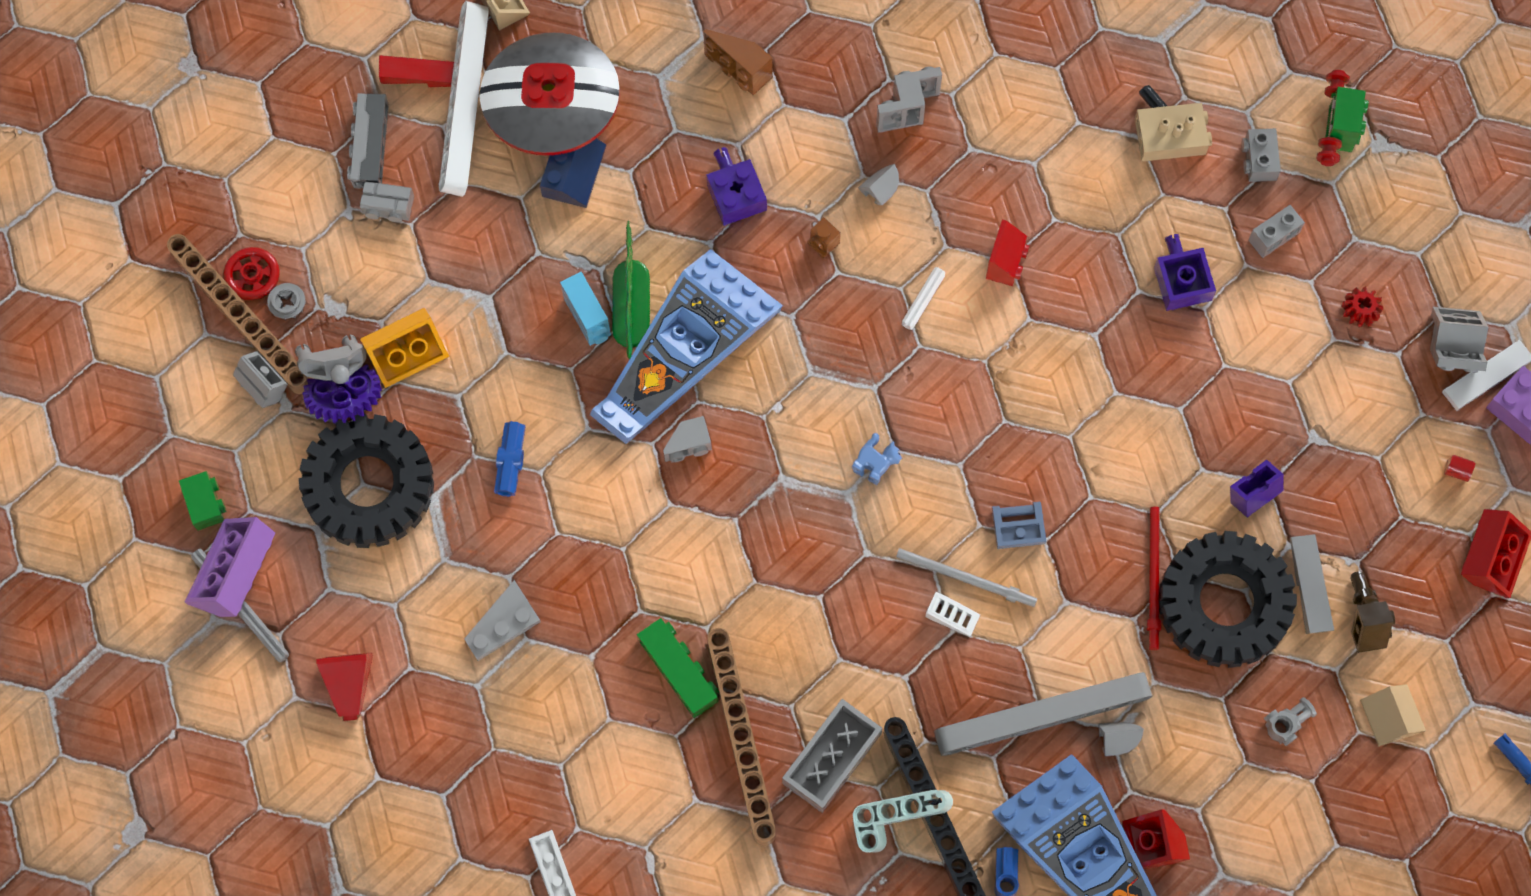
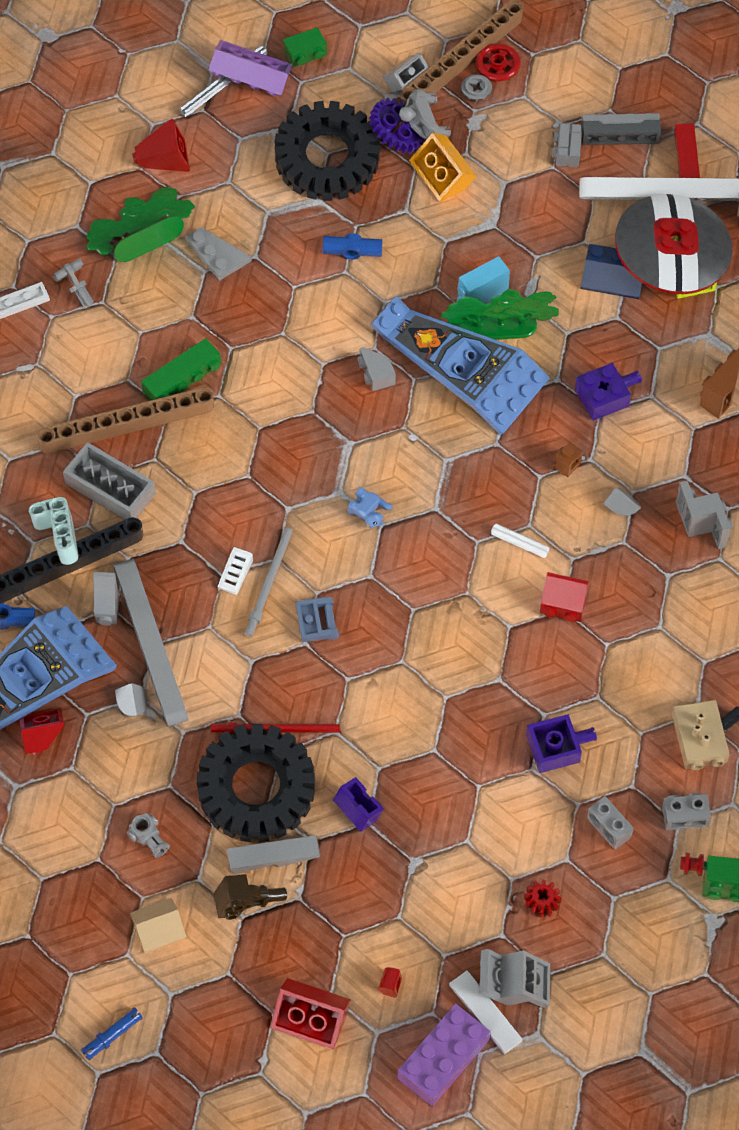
camera: 85 degrees right, 10 degrees down
(443, 714) = (145, 220): none -> green plant
(541, 793) = (78, 287): none -> light grey axle
(998, 760) = (105, 598): none -> light grey slope

